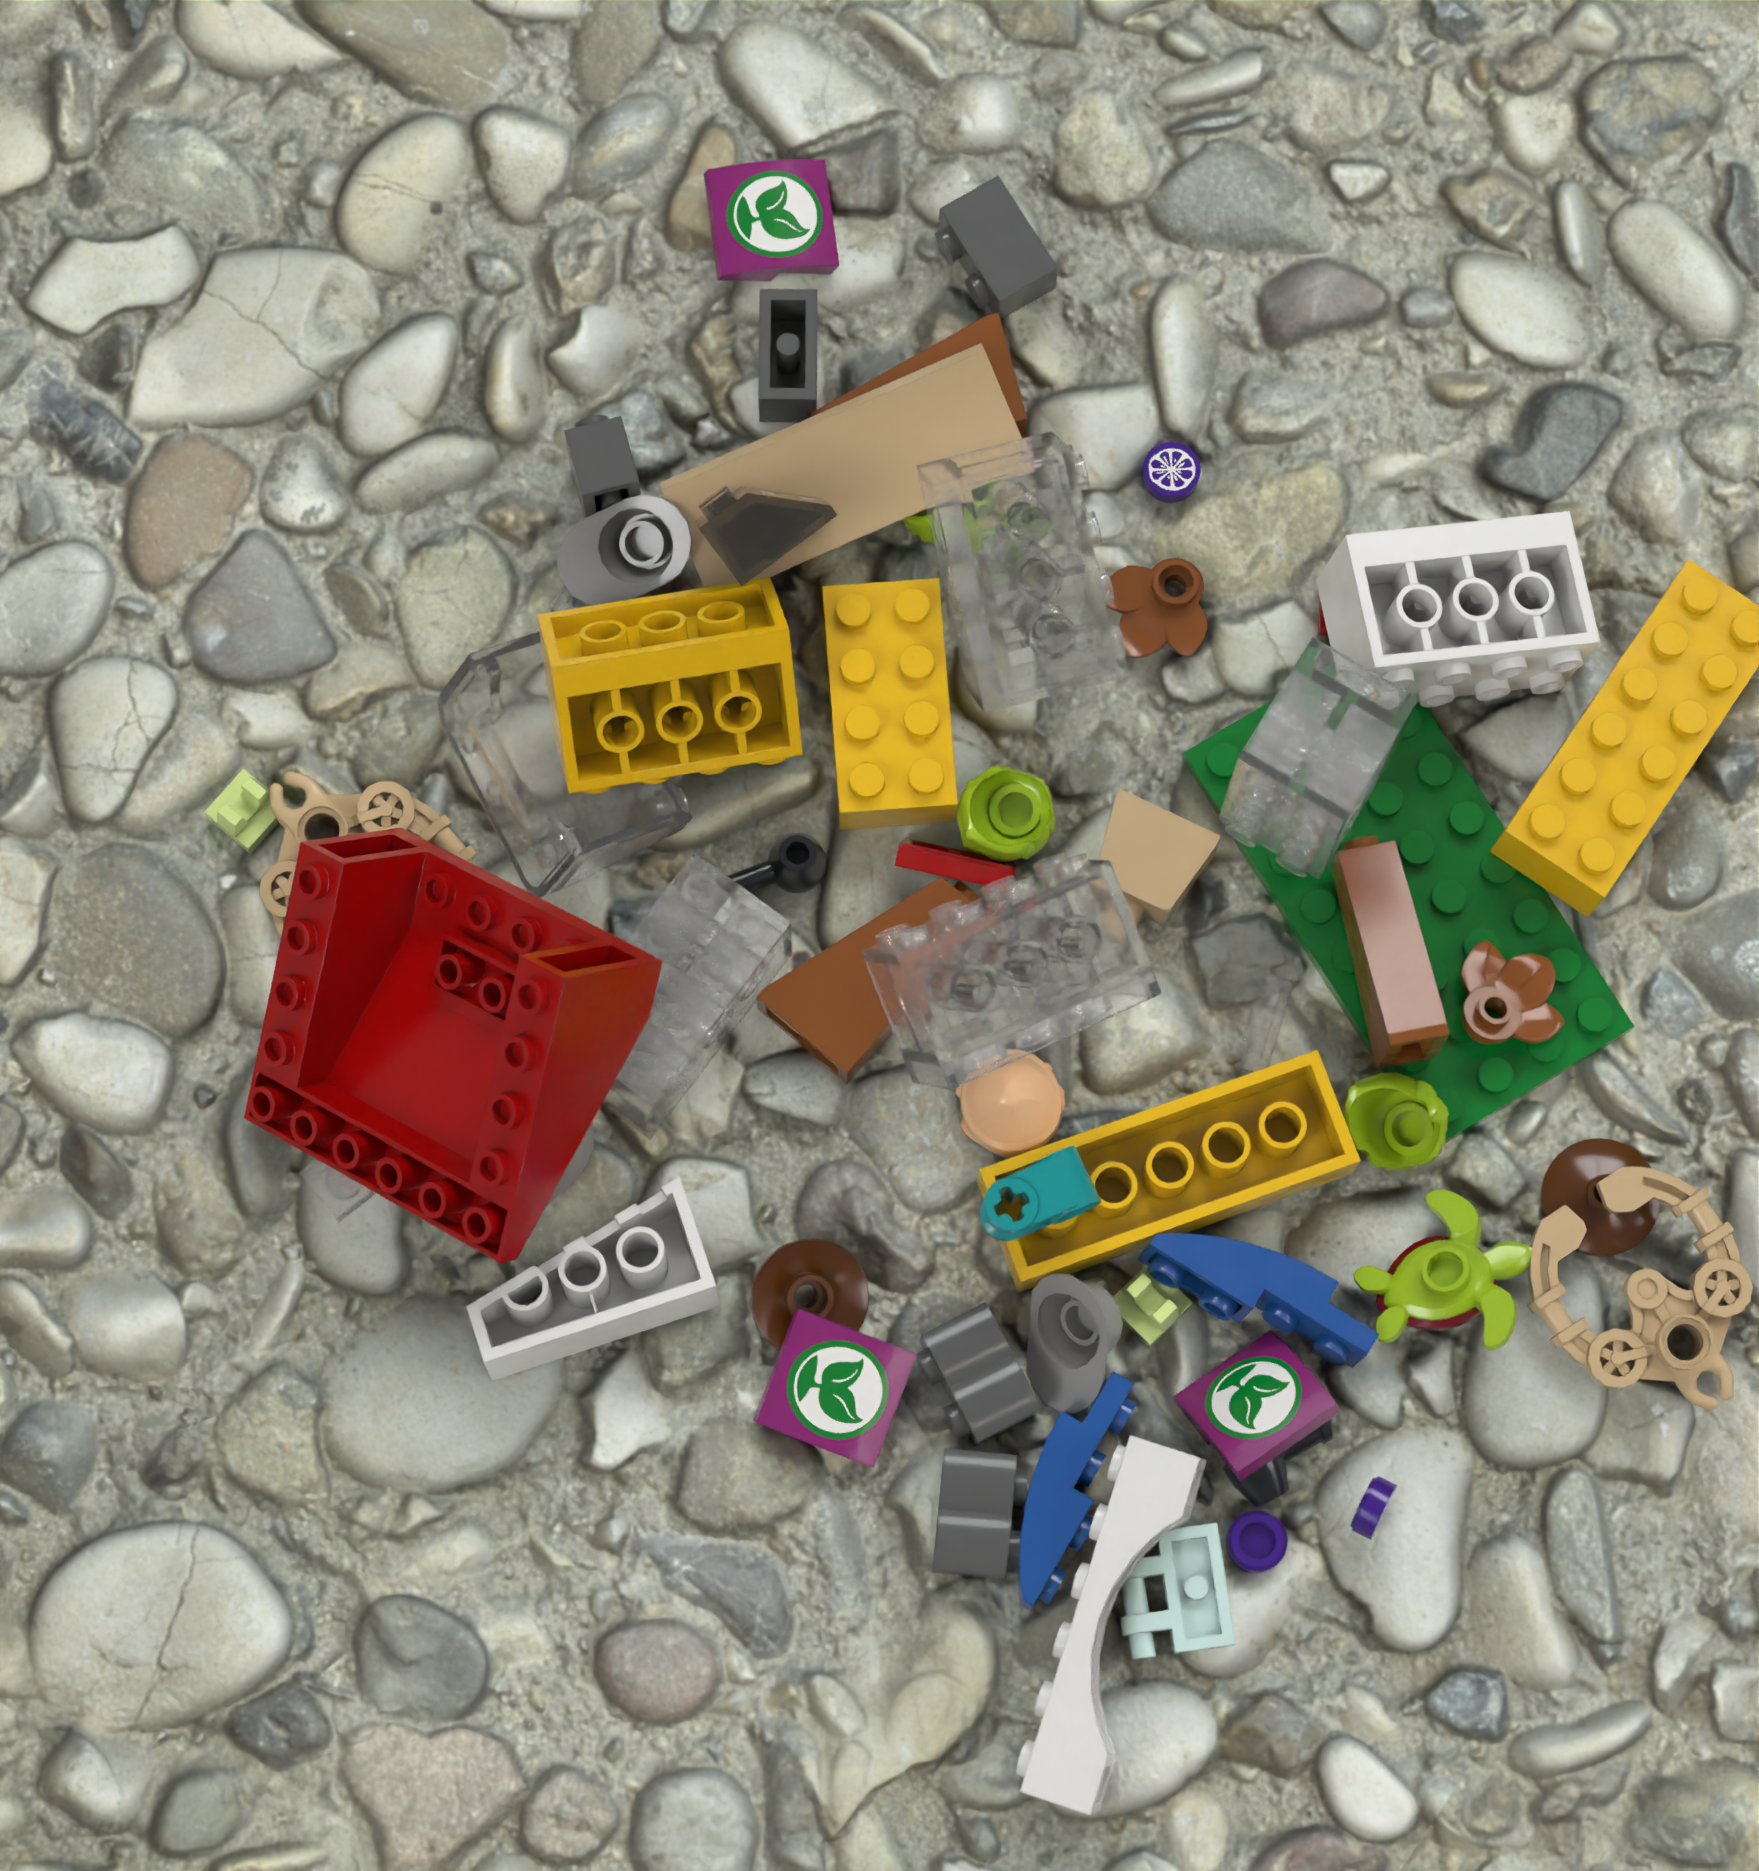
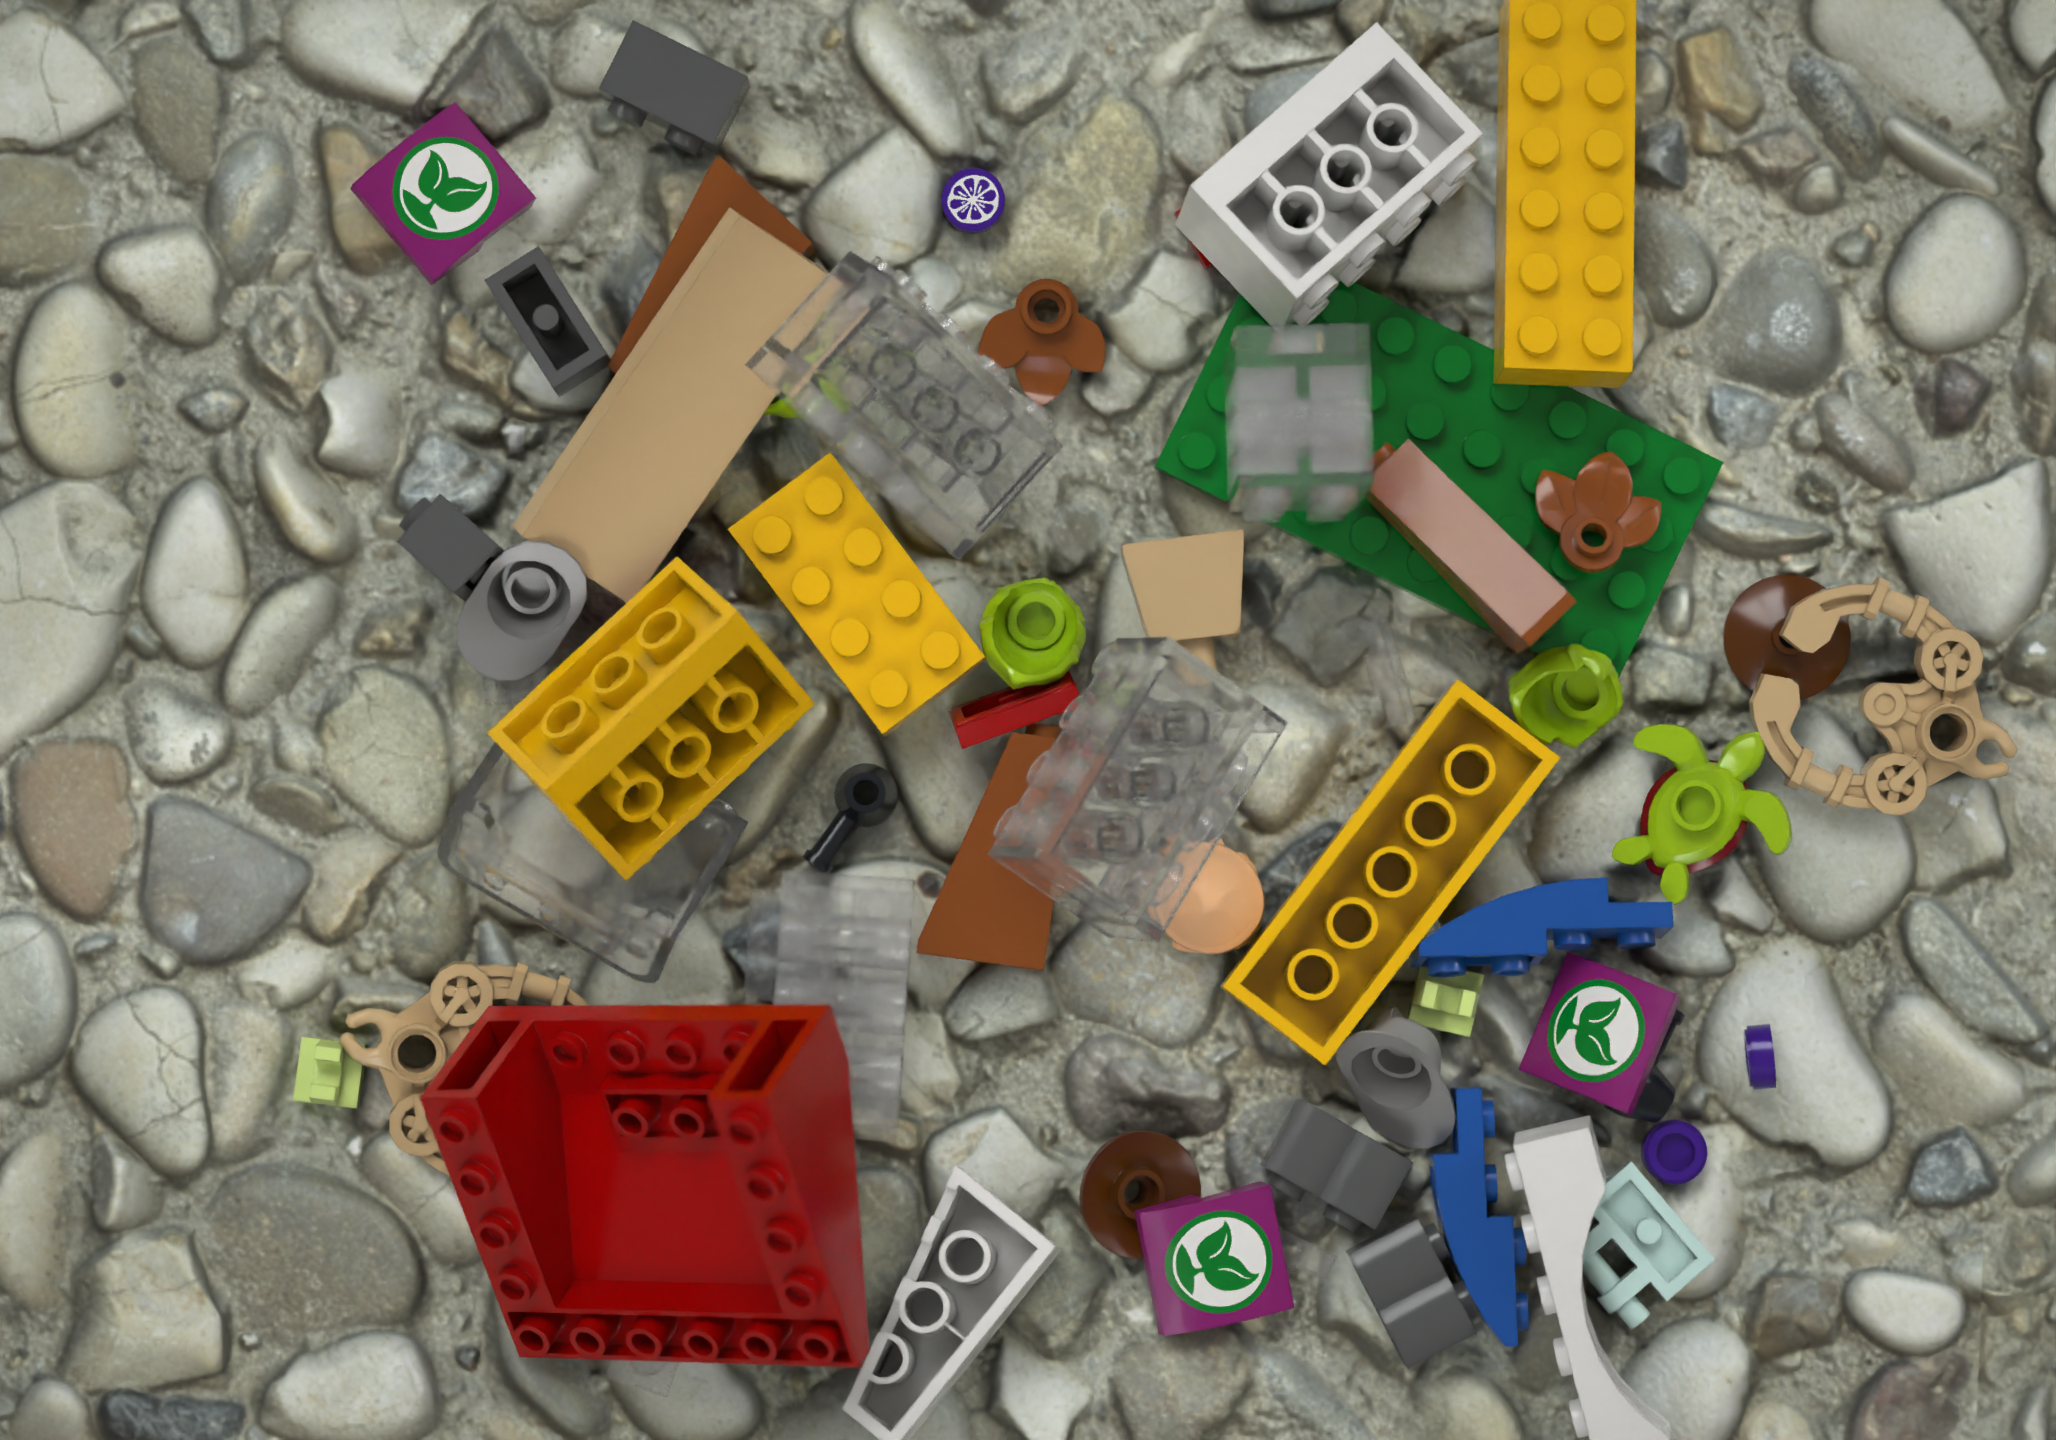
camera: 35 degrees left, 10 degrees up
(759, 526) = (640, 518): clear smoke slope -> none
(1047, 1191) = (1302, 972): teal piece -> none

